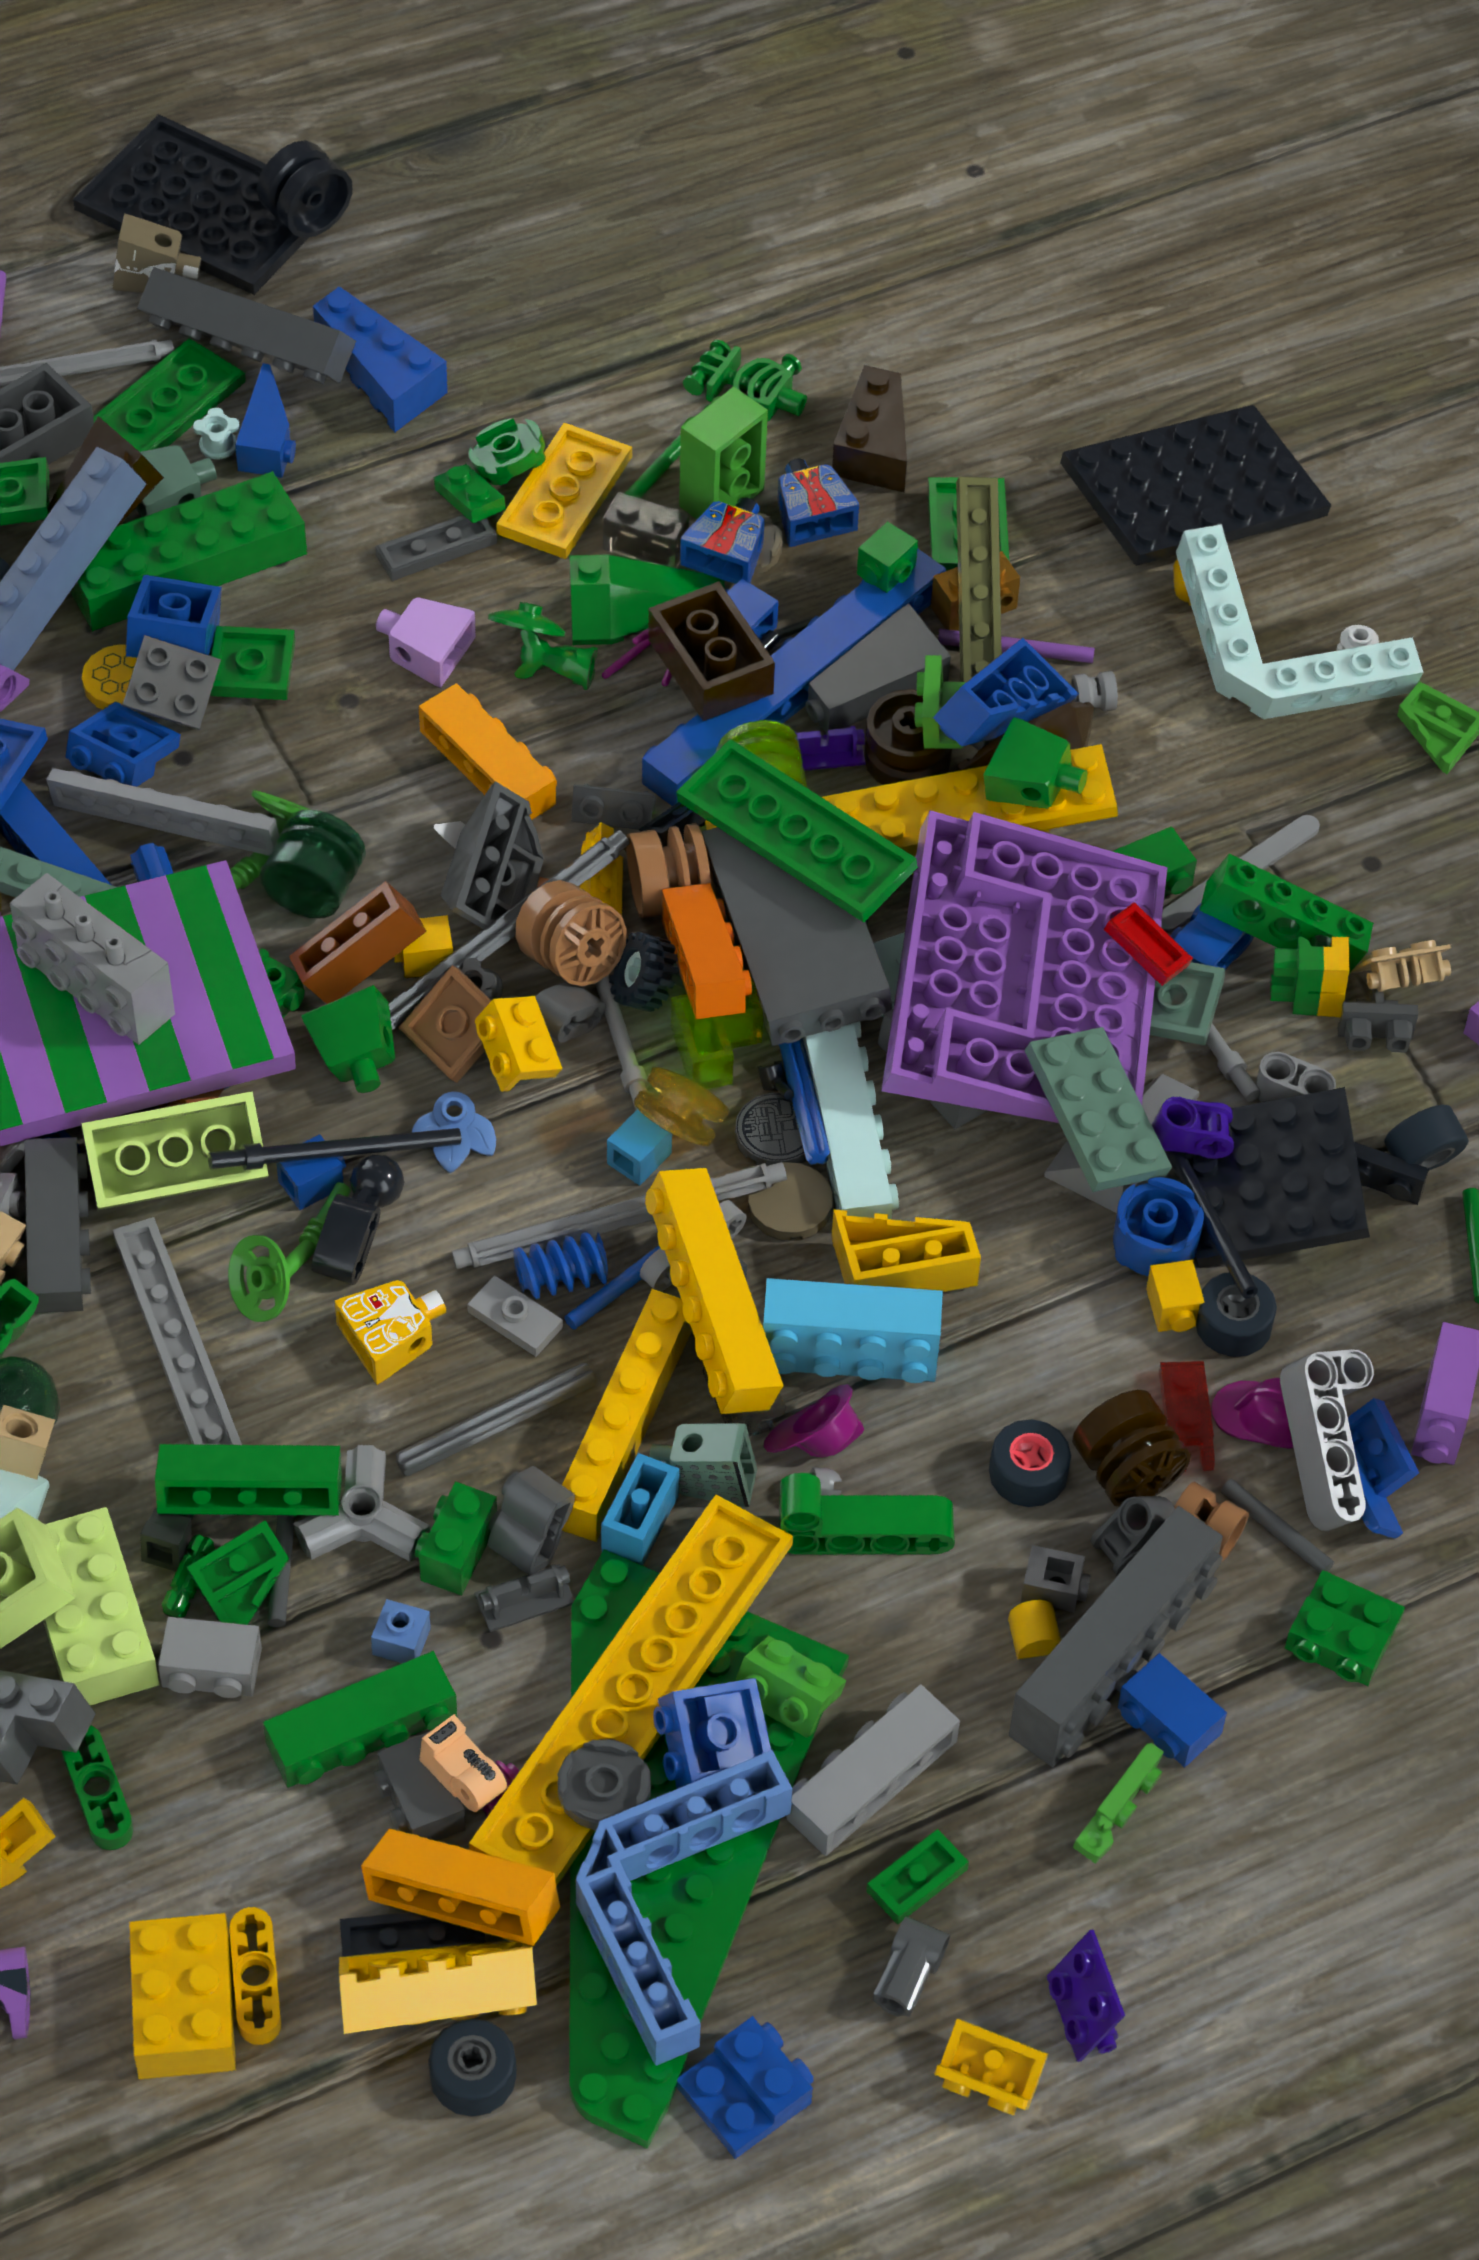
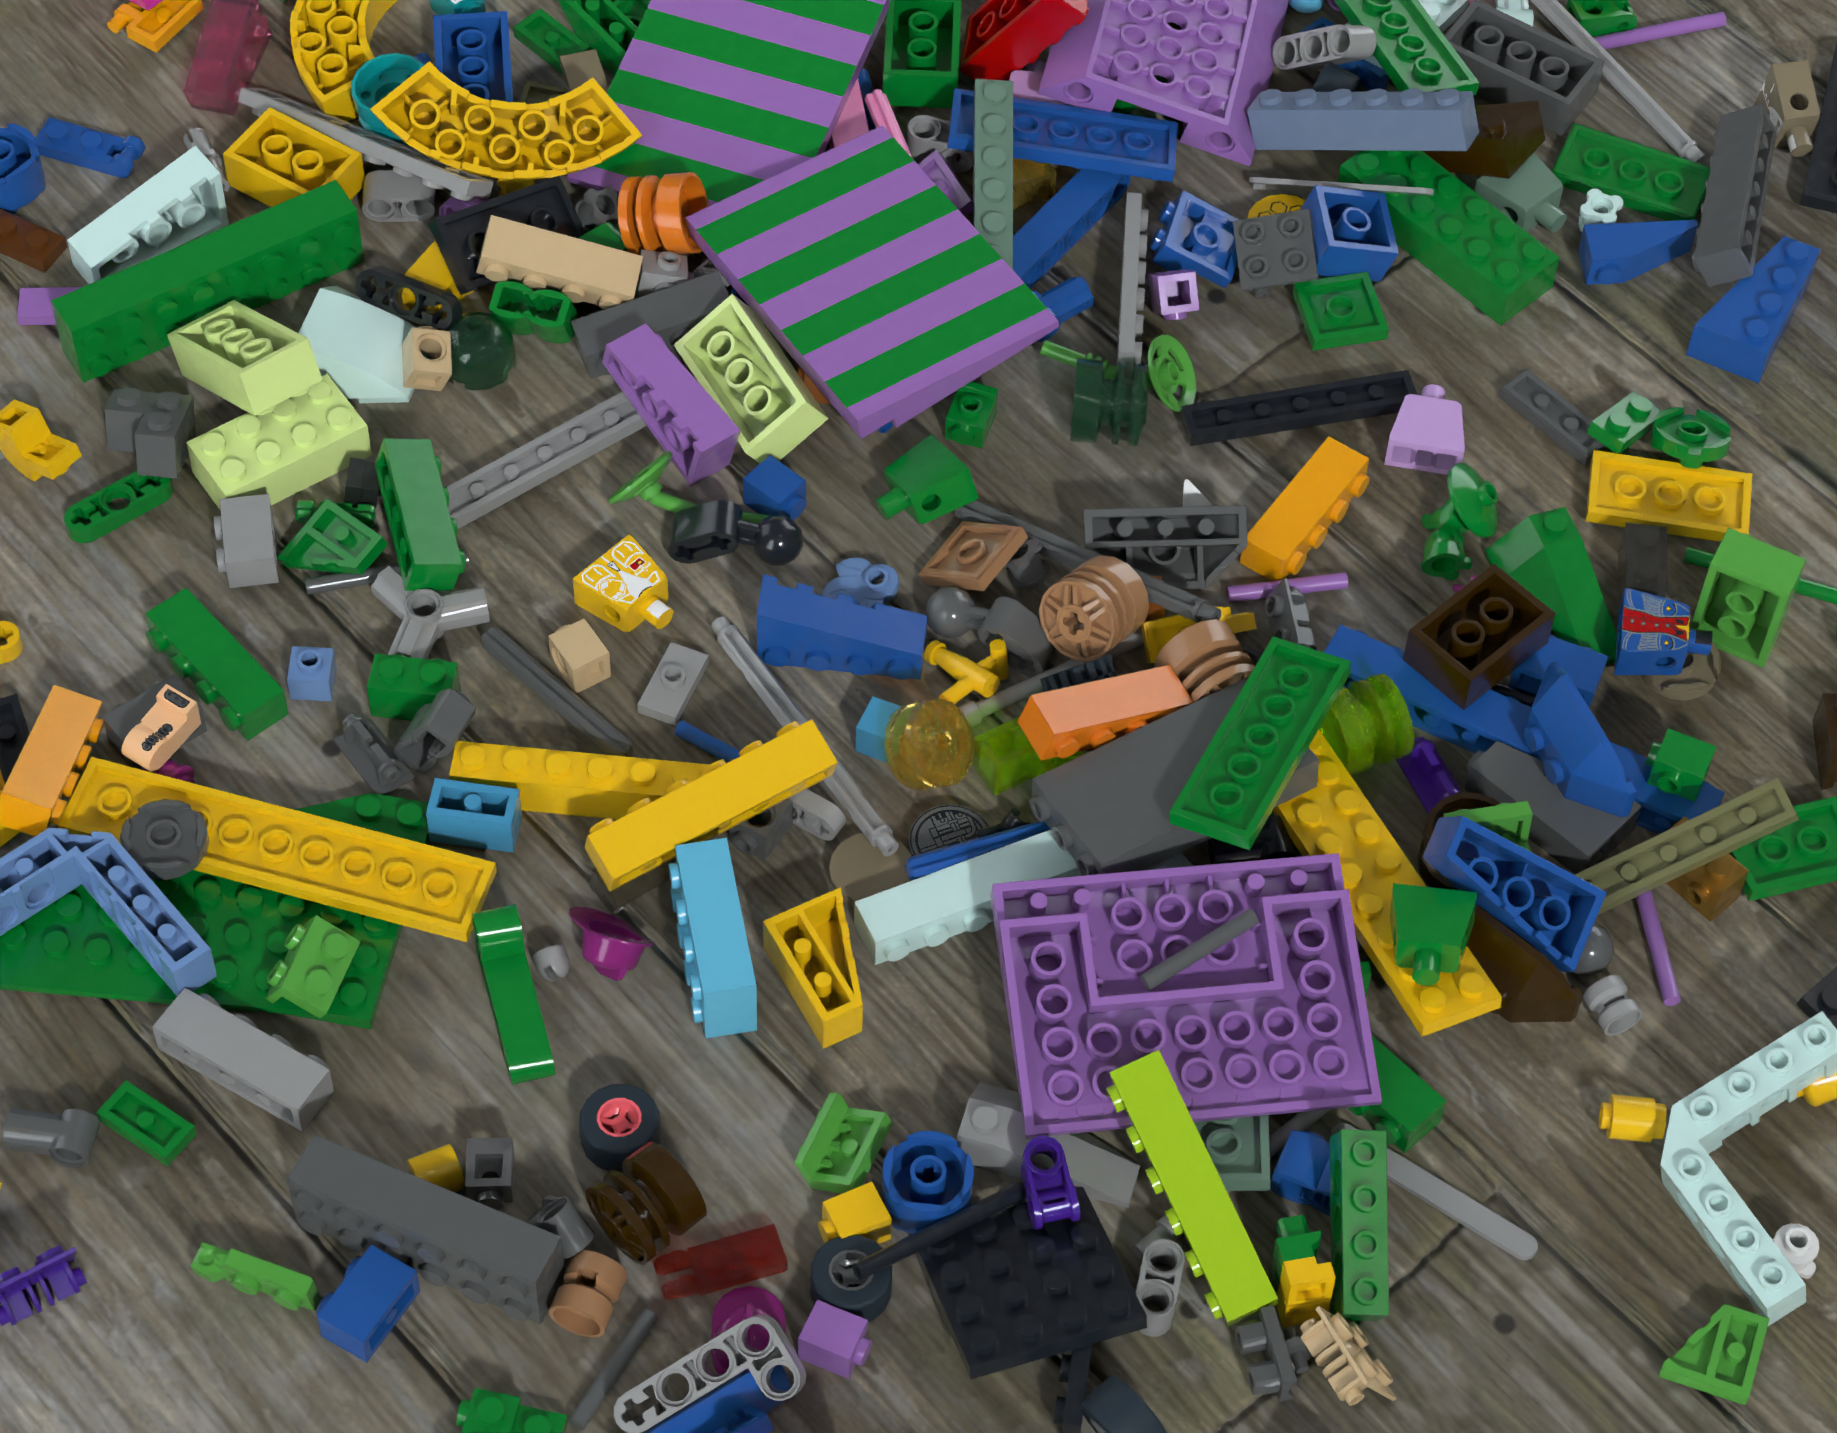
camera: 75 degrees right, 0 degrees up
(57, 680) = (1260, 184): none -> light grey piece
(92, 959) = (884, 239): light grey piece -> none
(182, 1221) = (672, 403): none -> medium lavender wedge
(187, 774) = (1173, 293): none -> medium lavender brick
(255, 1156) = (751, 432): black bar -> none
(357, 943) = (1021, 452): dark orange brick -> none
(359, 726) = (1296, 408): none -> black plate
(428, 949) = (1058, 511): yellow brick -> none
(460, 1385) = (579, 655): none -> tan brick
(515, 1153) = (837, 633): none -> blue wedge
(517, 1041) = (953, 596): yellow bracket -> none
(561, 1265) = (730, 701): blue piece -> none
(564, 798) = (1303, 584): none -> medium lavender bar
(595, 1060) = (981, 676): none -> yellow piece
(710, 1729) = (235, 911): blue plate -> none
(711, 1461) = (537, 842): sand green torso -> none
(815, 503) = (1751, 704): blue torso -> none
(840, 618) = (1575, 747): none -> blue wedge
(999, 940) = (1199, 949): none -> dark grey bar
(1097, 1109) = (1026, 1083): sand green plate -> none
(1097, 1286) = (841, 1145): none -> bright green bracket
(1148, 943) = (1264, 1096): red tile -> none
(1209, 712) = (1632, 1118): none -> yellow brick
(1224, 1021) = (1193, 1189): none -> lime brick
(1292, 1337) = (834, 1340): none -> medium lavender brick

